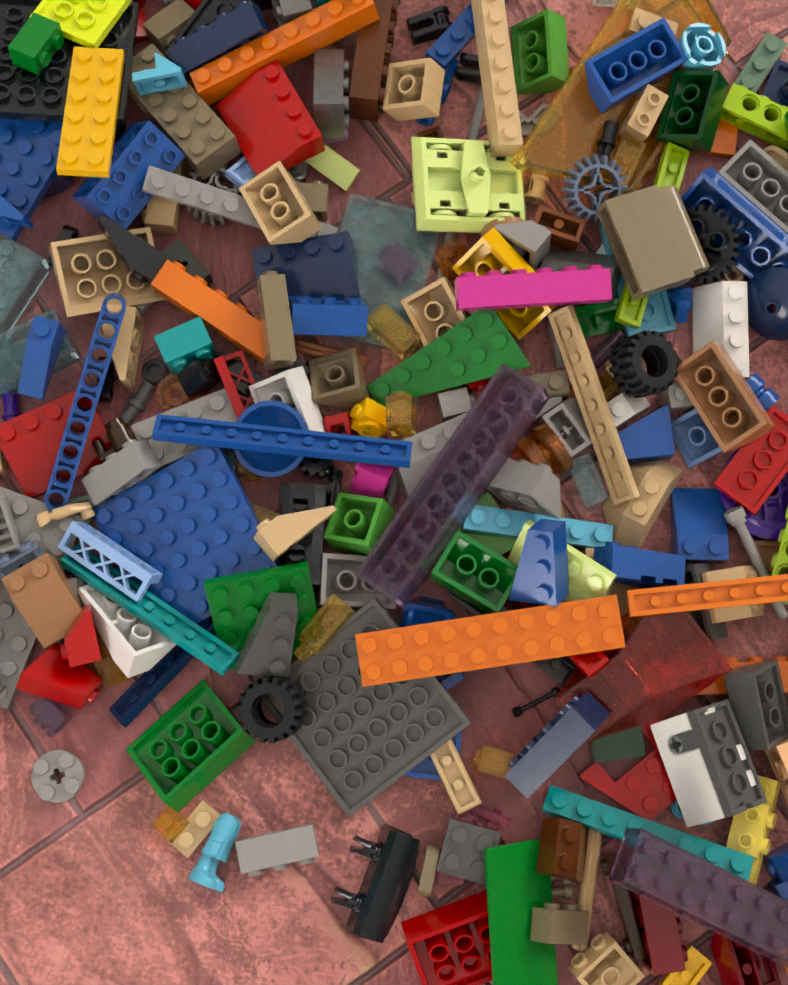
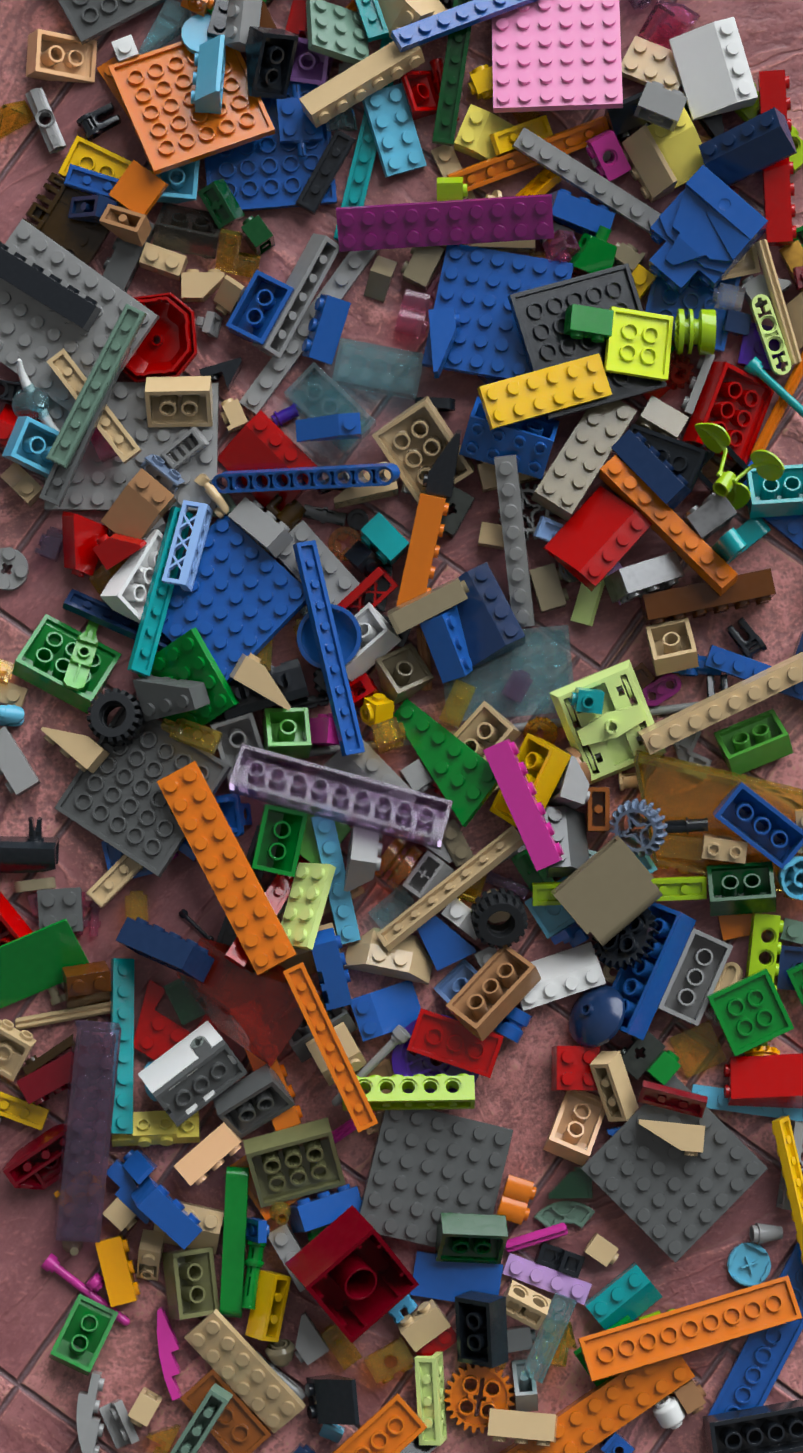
camera: 70 degrees right, 5 degrees up
(162, 78) = (602, 436): medium azure slope -> none
(197, 729) = (80, 664): none -> bright green piece
(226, 237) = (491, 536): none -> tan brick
(279, 206) = (525, 573): tan slope -> none
(293, 759) = (81, 747): none -> tan slope
(442, 186) = (587, 700): none -> teal brick
(454, 127) = (660, 690): none -> magenta plate
(543, 565) = (299, 889): wedge -> none
(559, 925) = (28, 999): dark tan brick -> none

